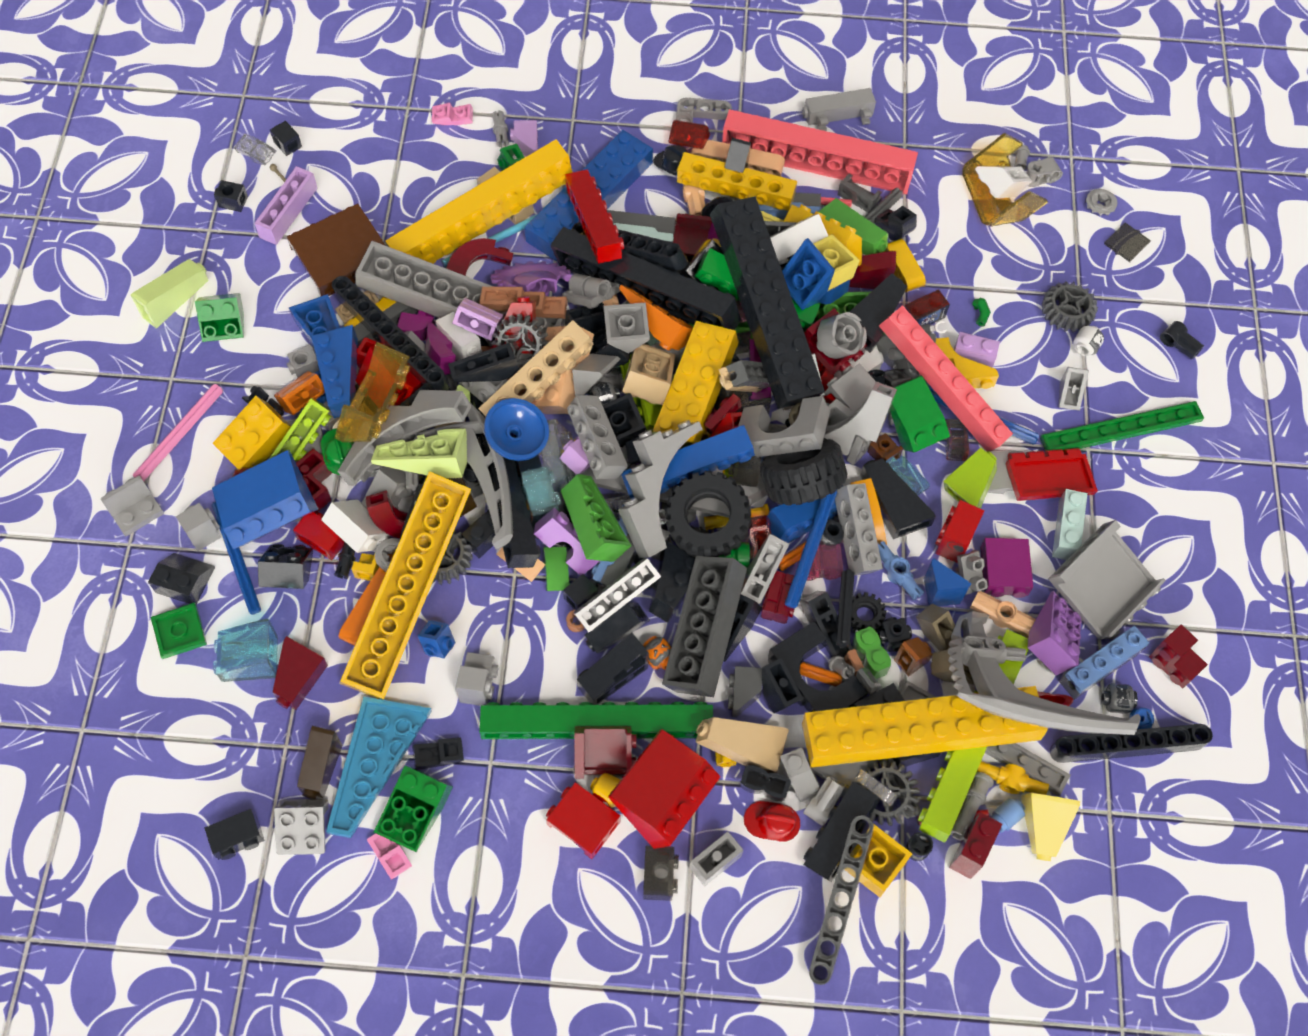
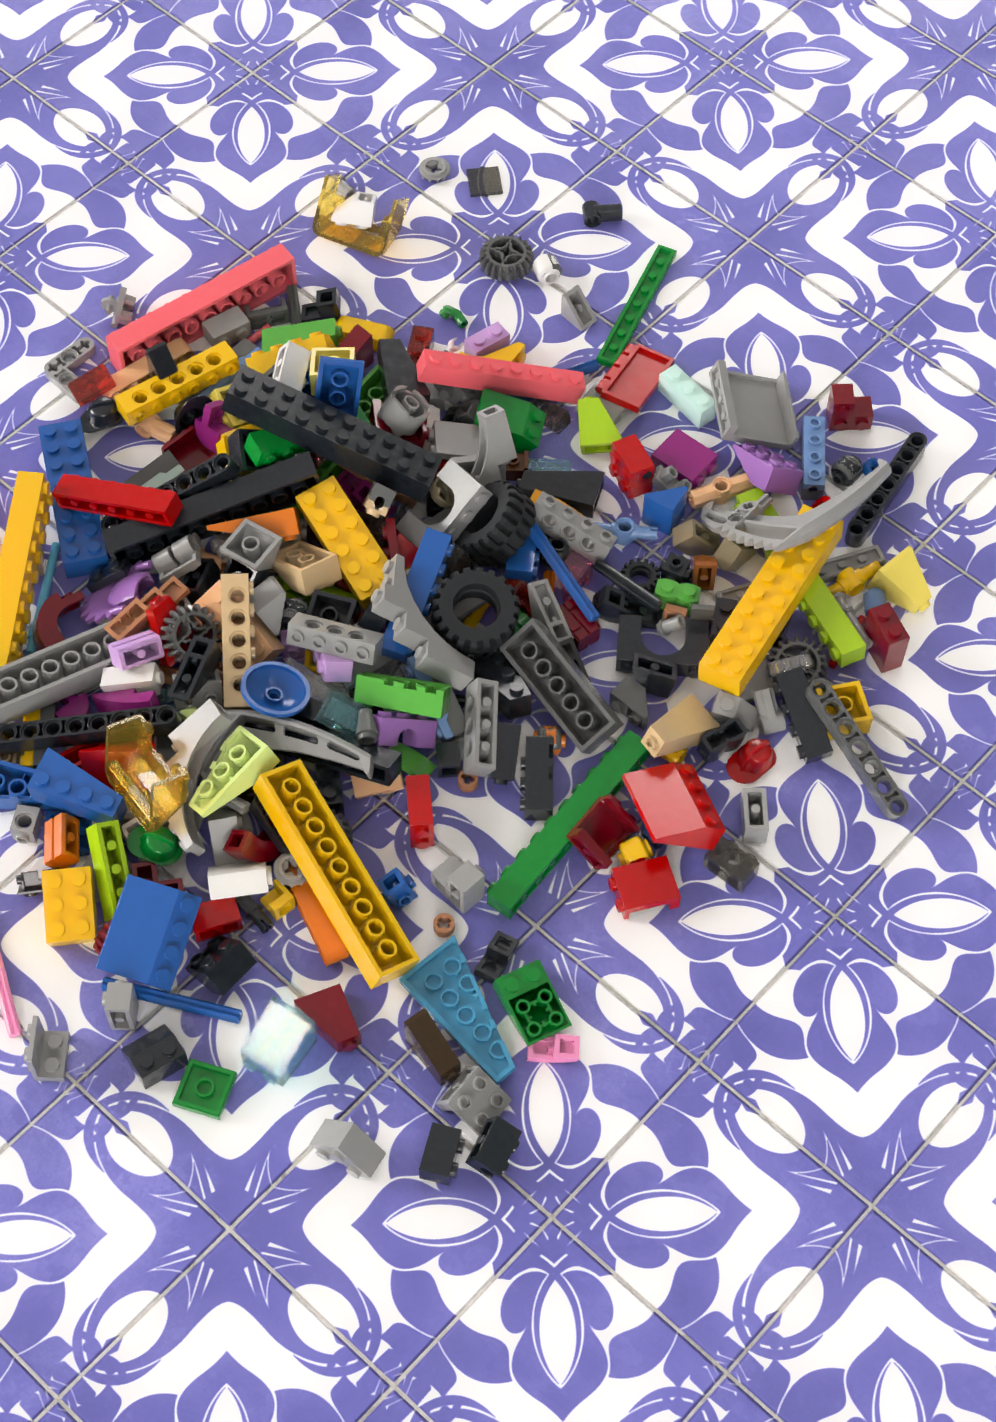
camera: 50 degrees left, 5 degrees down
(191, 764) = (348, 1146): none -> light grey brick
(266, 870) = (493, 1147): none -> black brick
(441, 701) = (444, 918): none -> nougat bush
(513, 606) = (419, 811): none -> red brick
(537, 514) = (366, 728): none -> dark grey cone
(542, 260) = (113, 572): none -> black plate
(782, 101) = (124, 300): none -> light grey hips
(819, 178) = (228, 326): none -> light grey brick
(820, 674) = (665, 642): orange axle -> none
(839, 107) = (170, 266): light grey brick -> none
(921, 842) = (853, 672): black wheel -> none
(1043, 172) = (372, 181): light grey piece -> none

